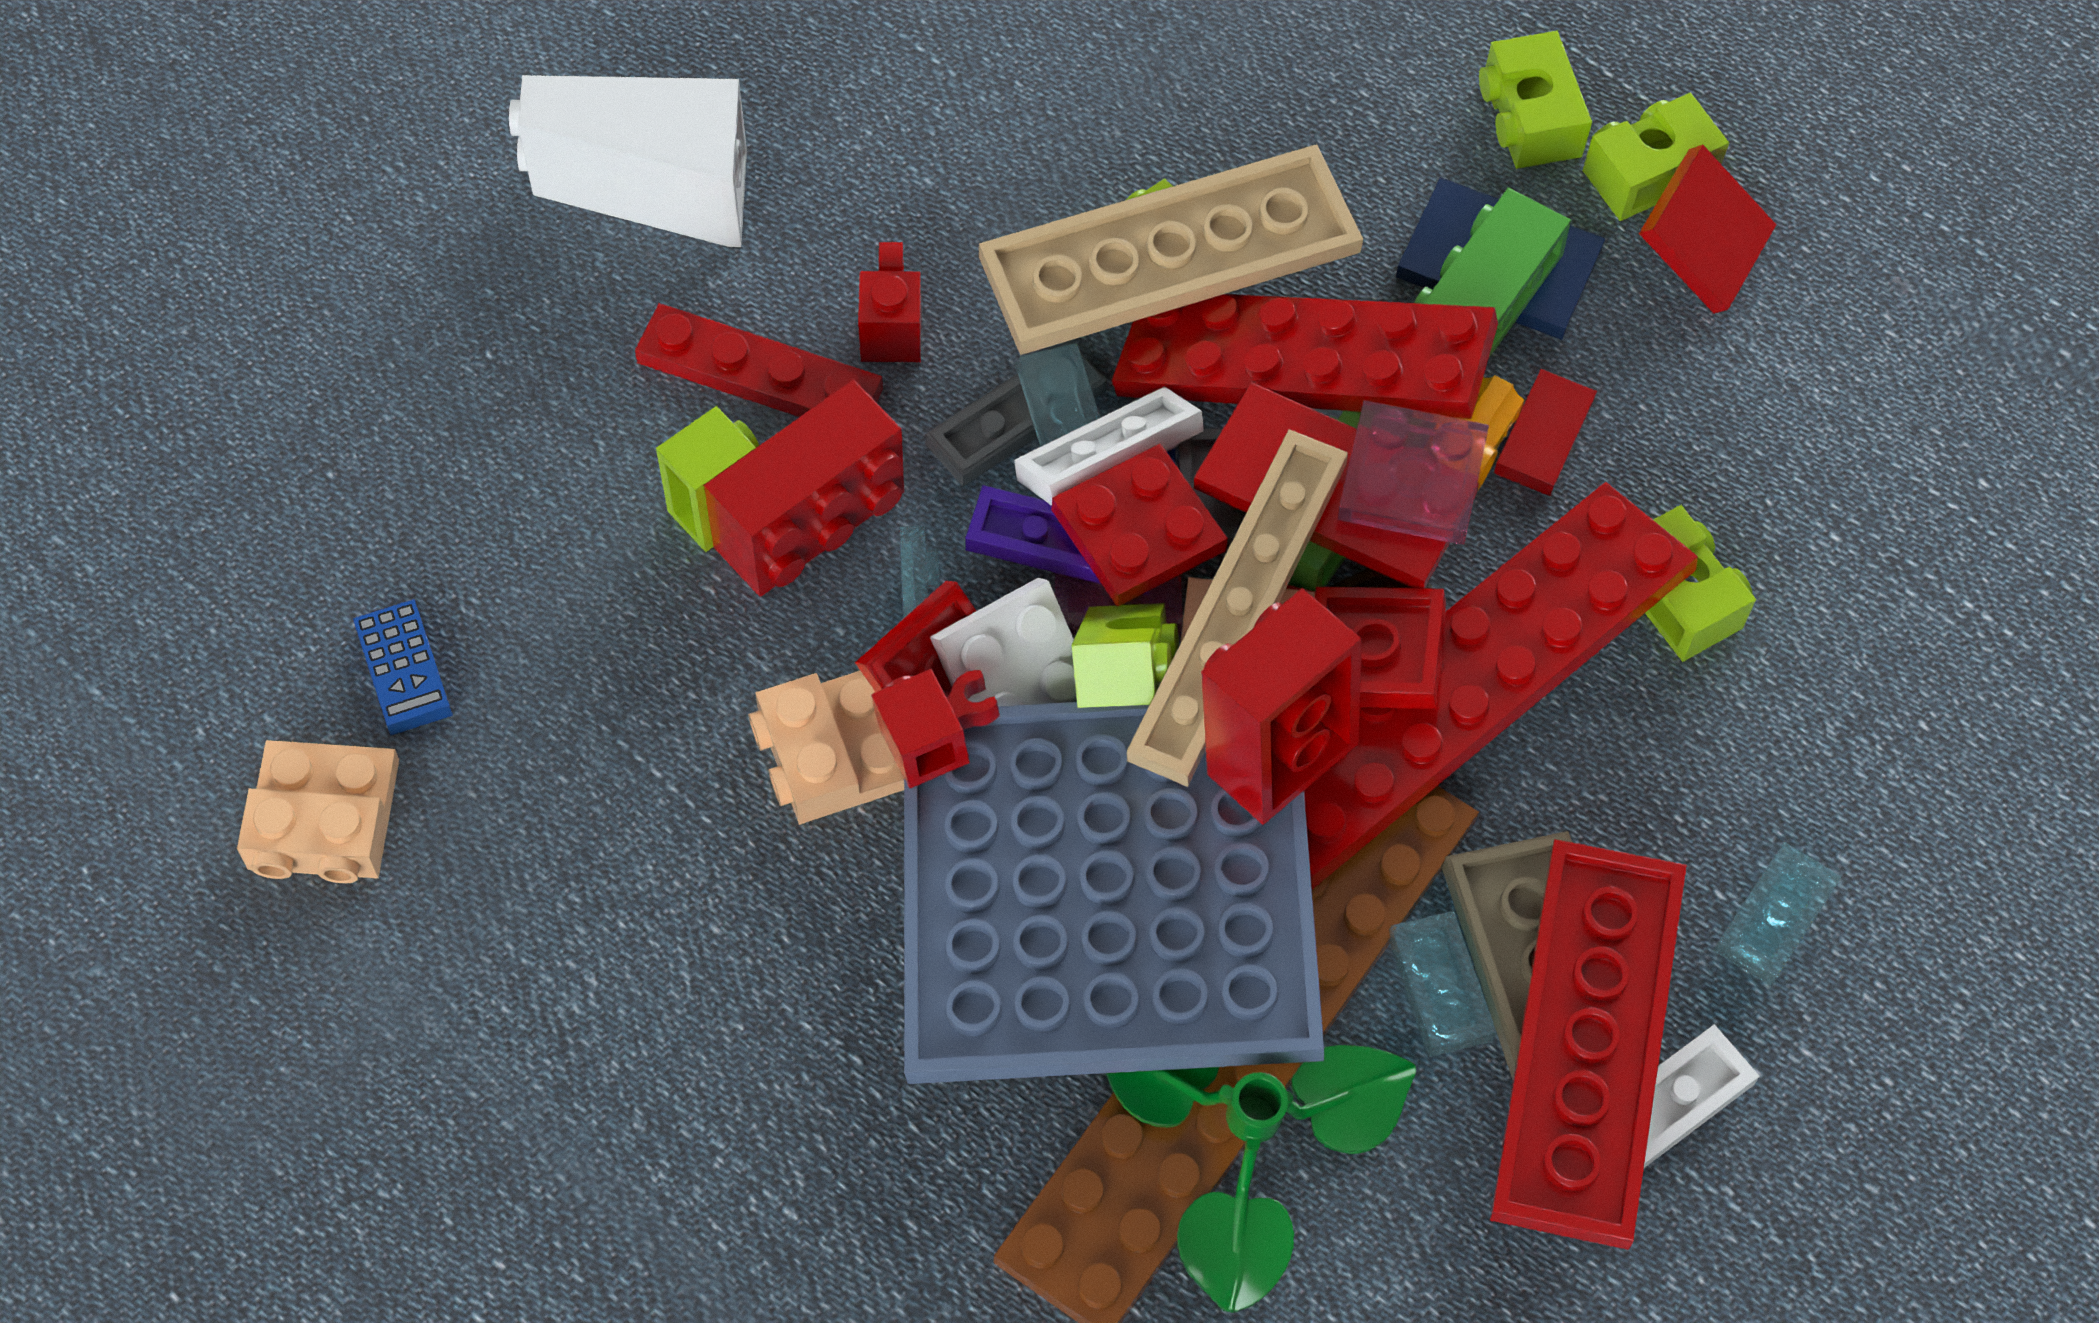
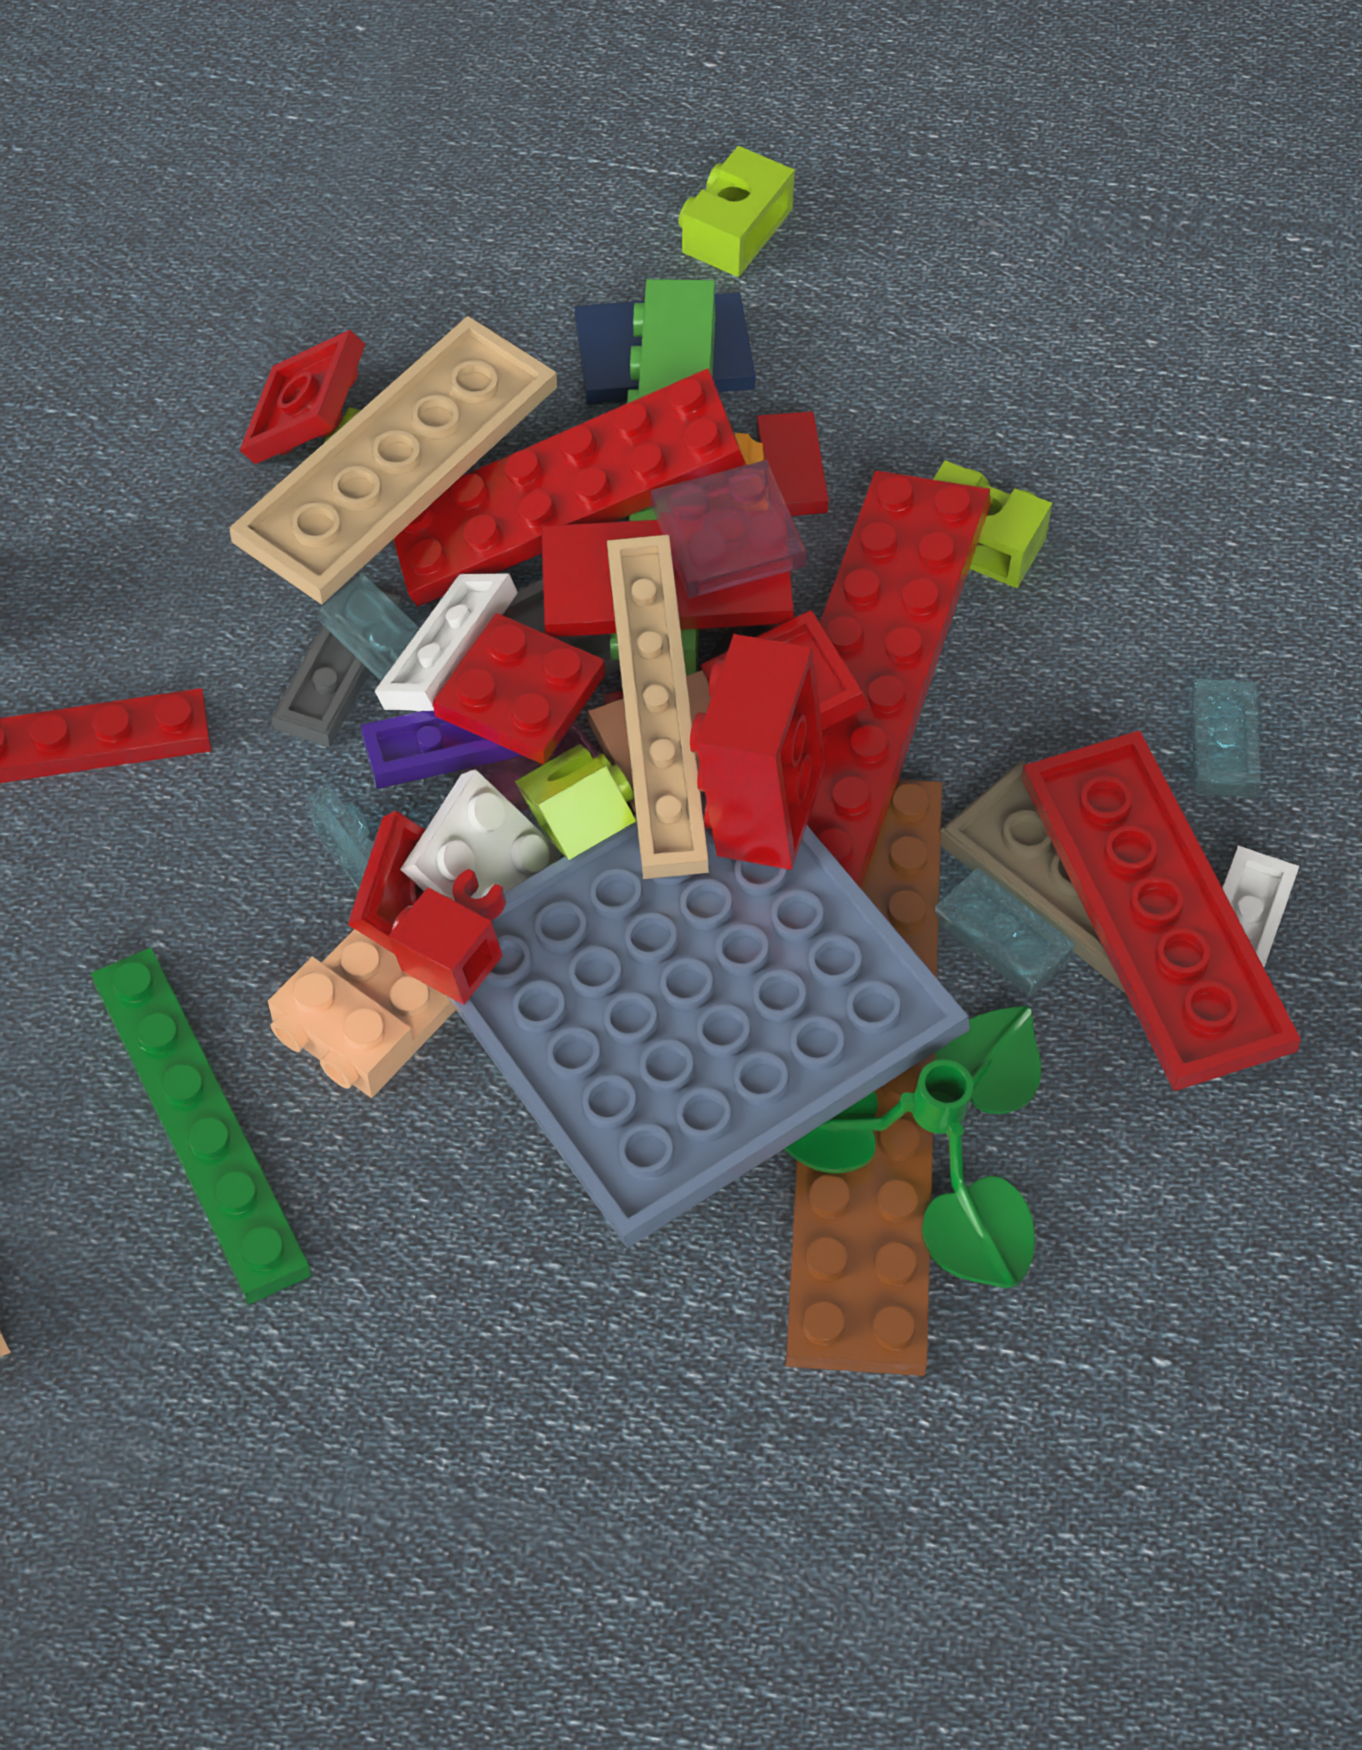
camera: 30 degrees left, 5 degrees down
(642, 770) = (201, 1127): none -> green plate
(694, 459) = (109, 840): lime brick -> none
(806, 488) = (202, 807): red brick -> none
(890, 309) = (175, 628): red brick -> none
(1133, 148) = (303, 397): none -> red plate
(1537, 100) = (619, 227): lime brick -> none
(1708, 229) = (819, 244): red tile -> none

